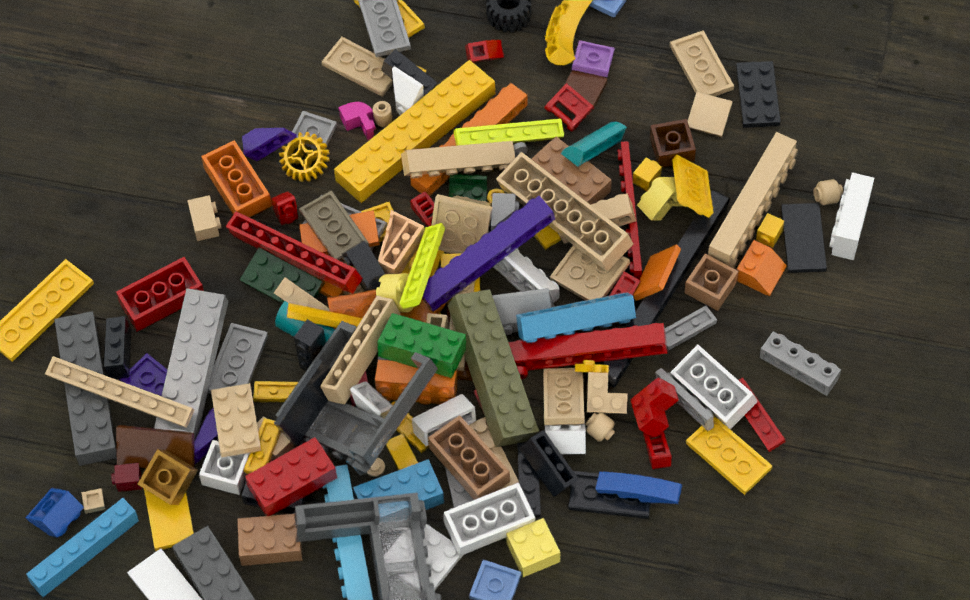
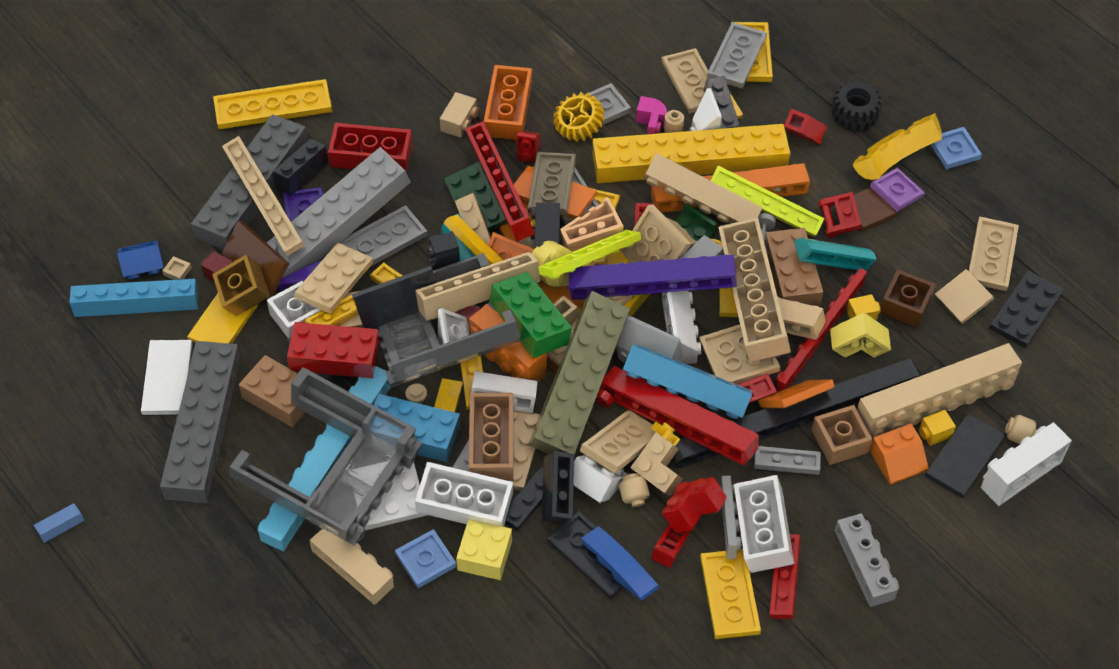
camera: 35 degrees right, 5 degrees down
(264, 141) = (556, 85): dark purple slope -> none
(692, 186) = (891, 342): yellow plate -> none

